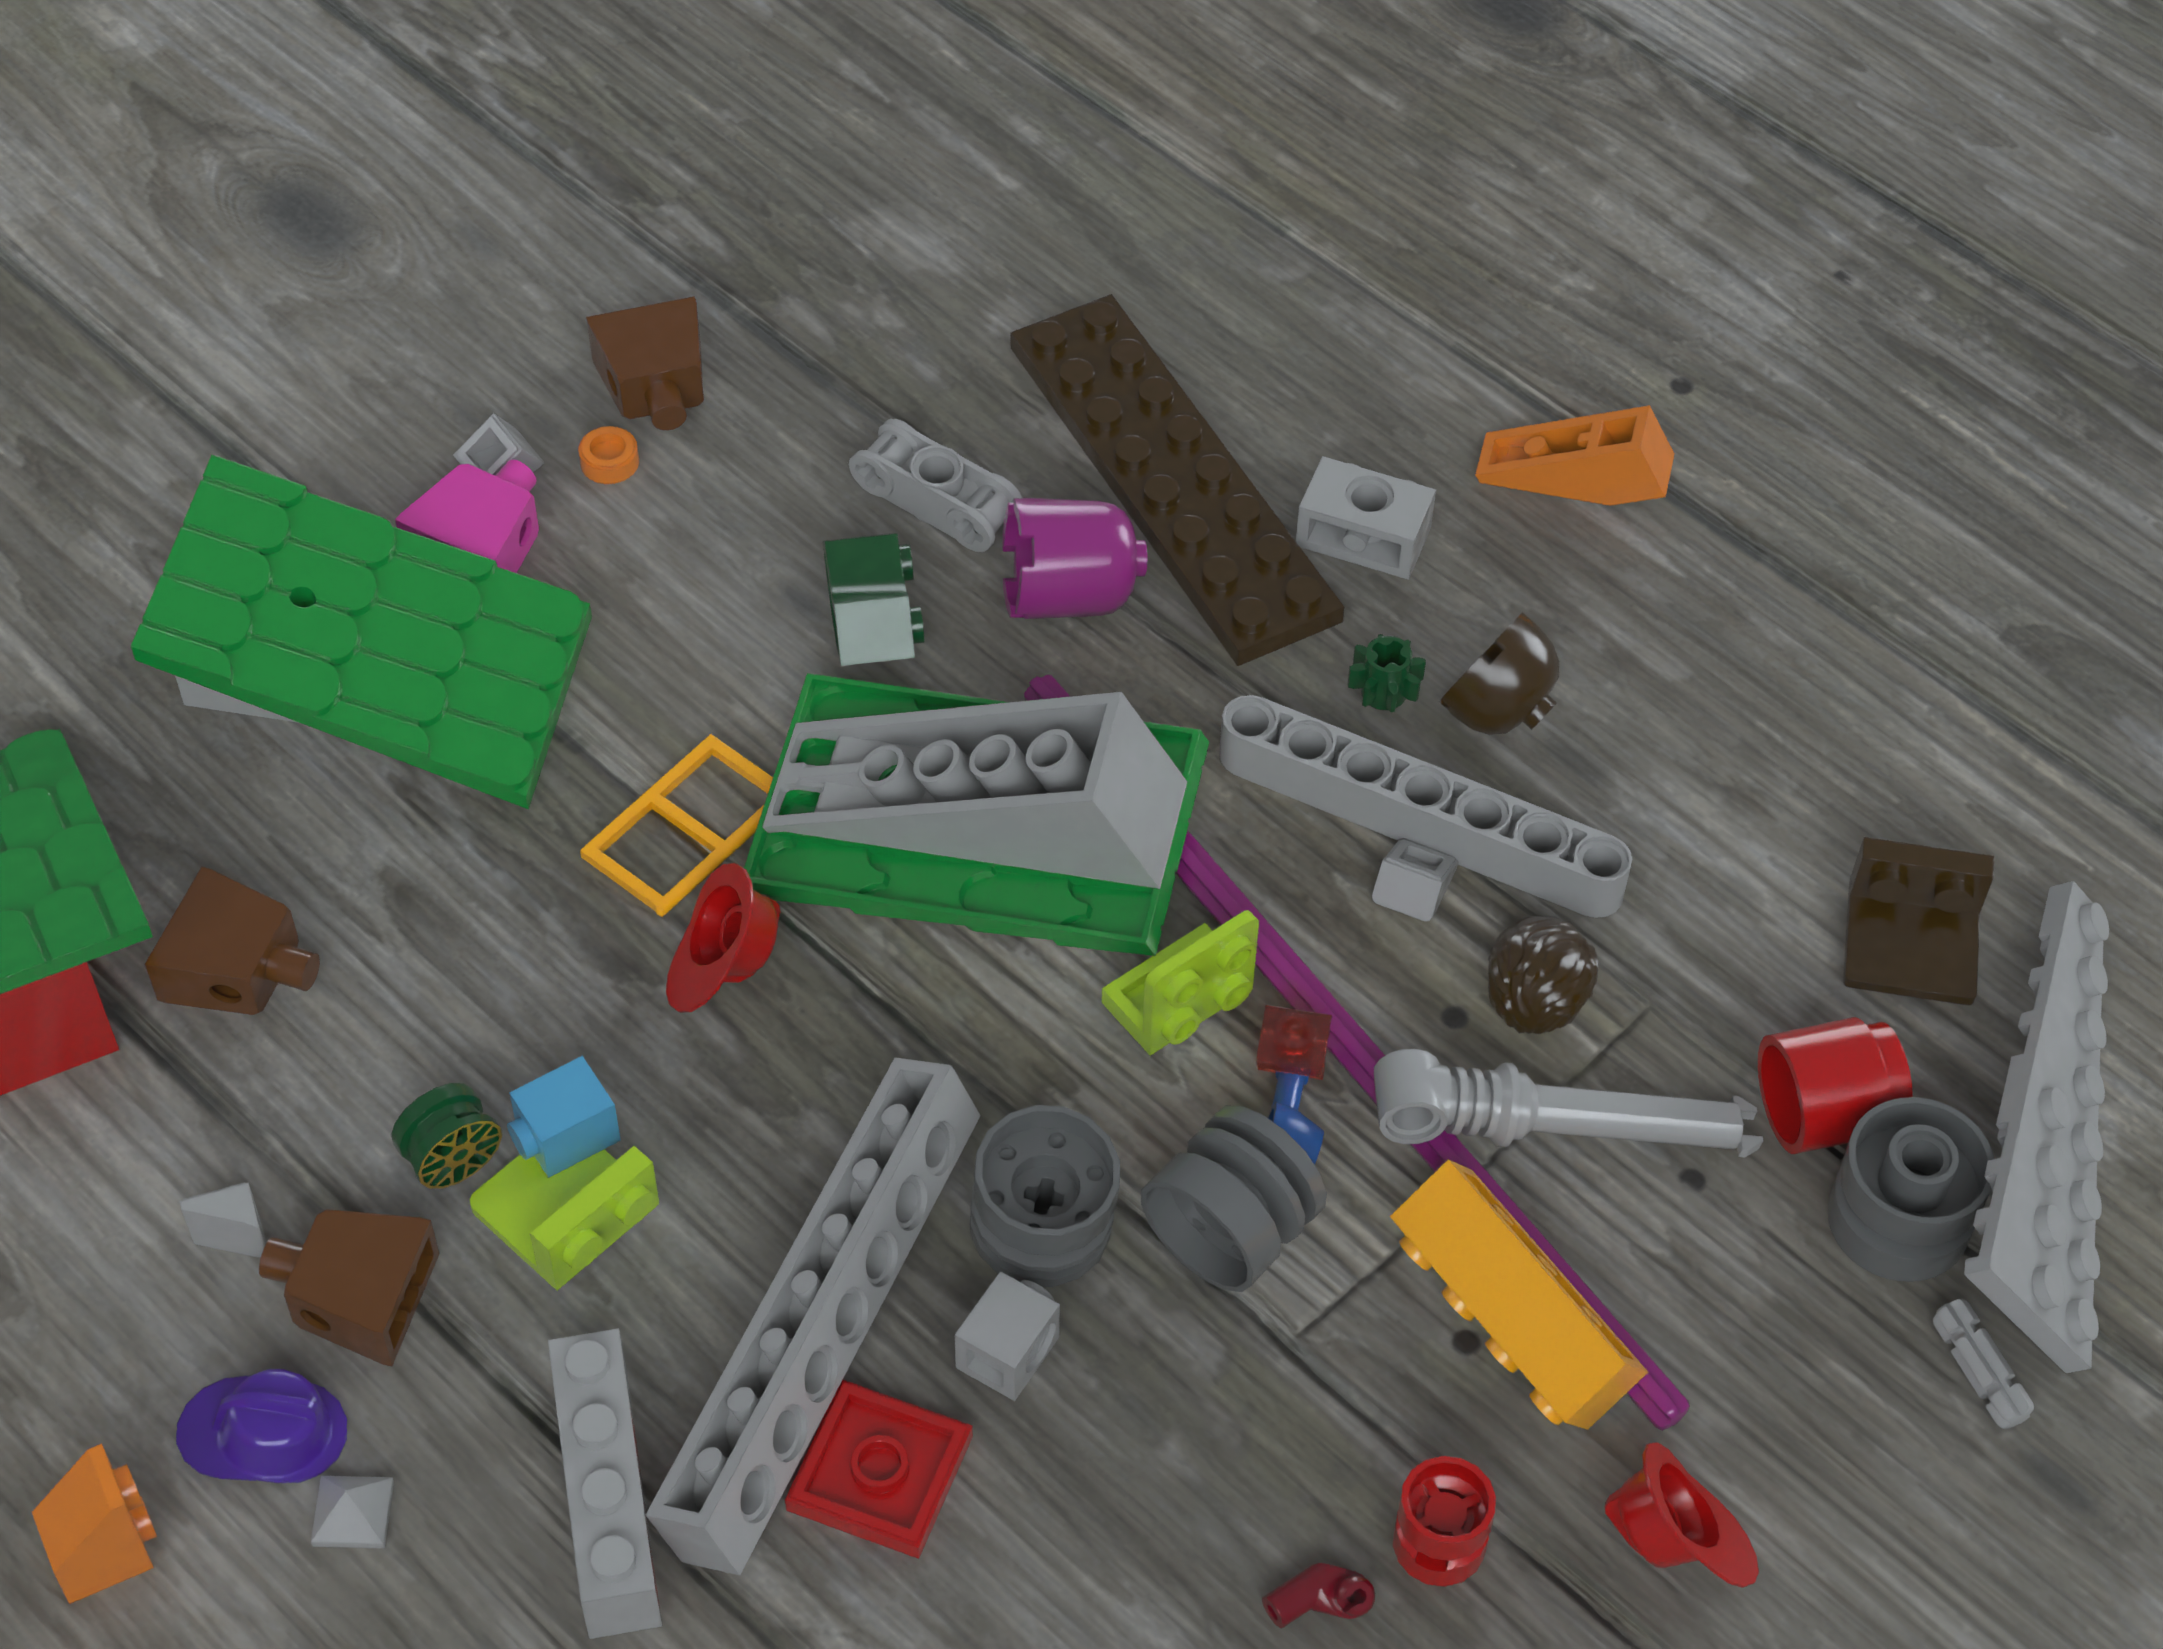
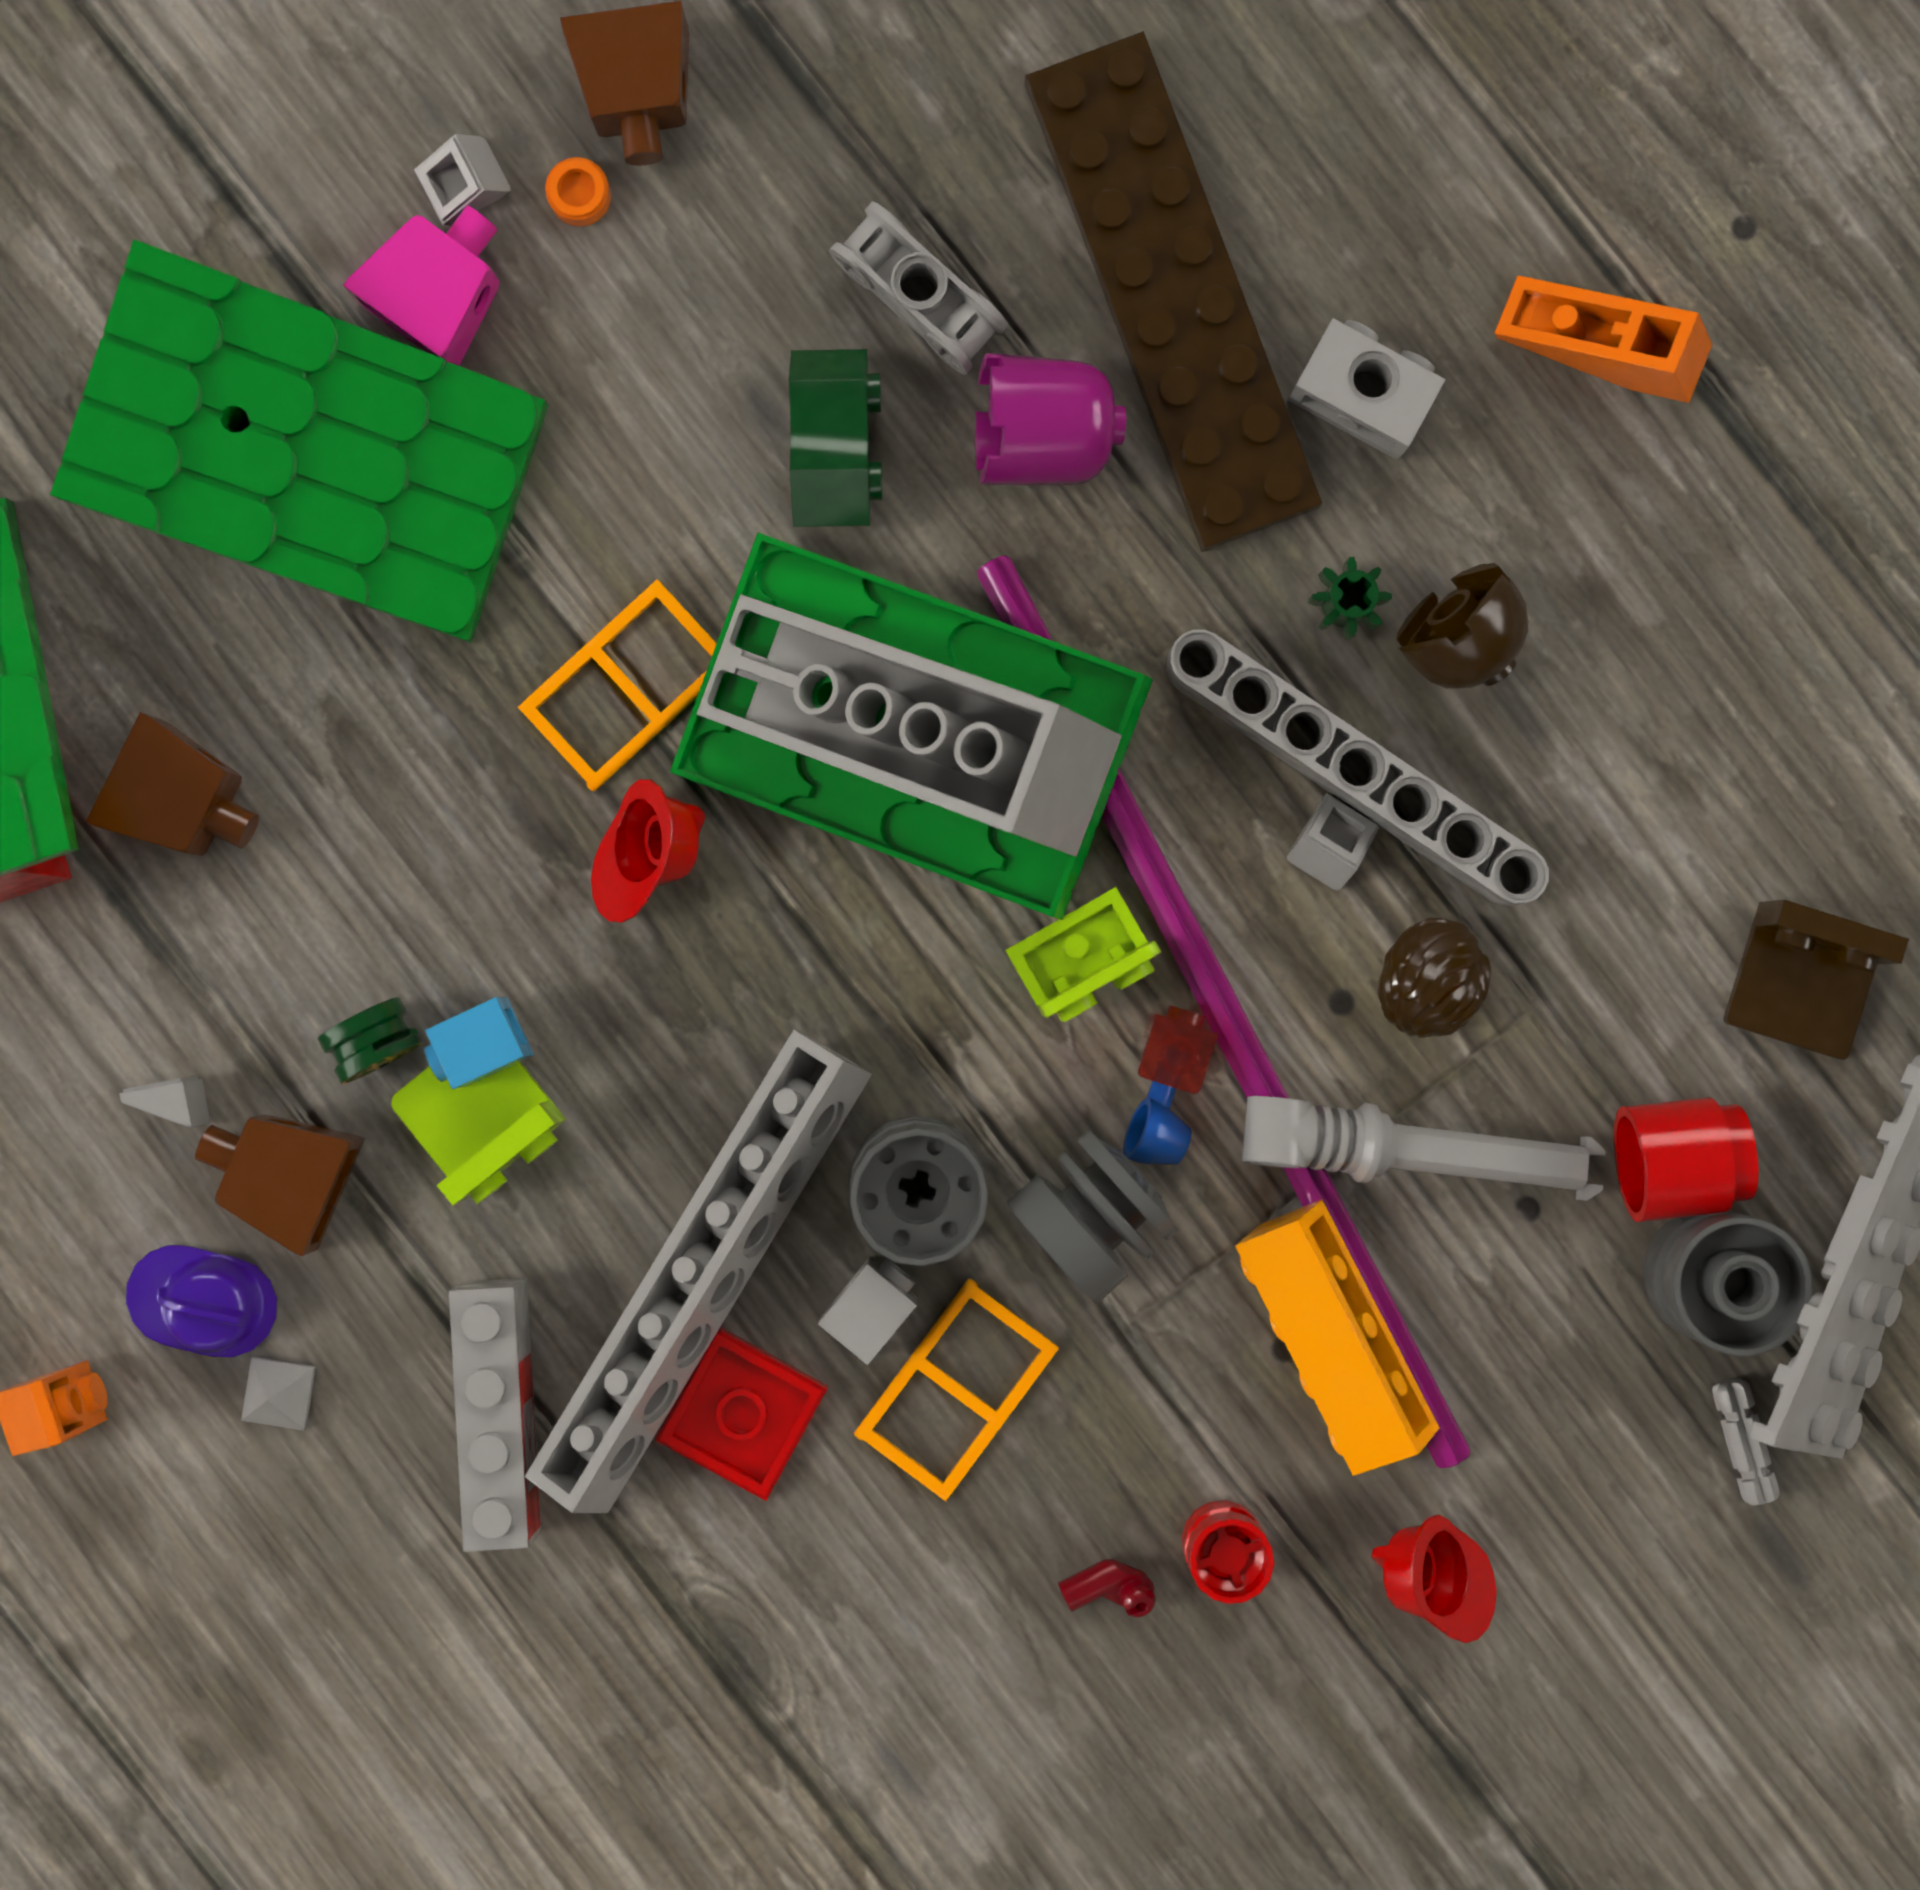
camera: 10 degrees right, 35 degrees up
(1160, 1442) = (994, 1418): none -> light orange window

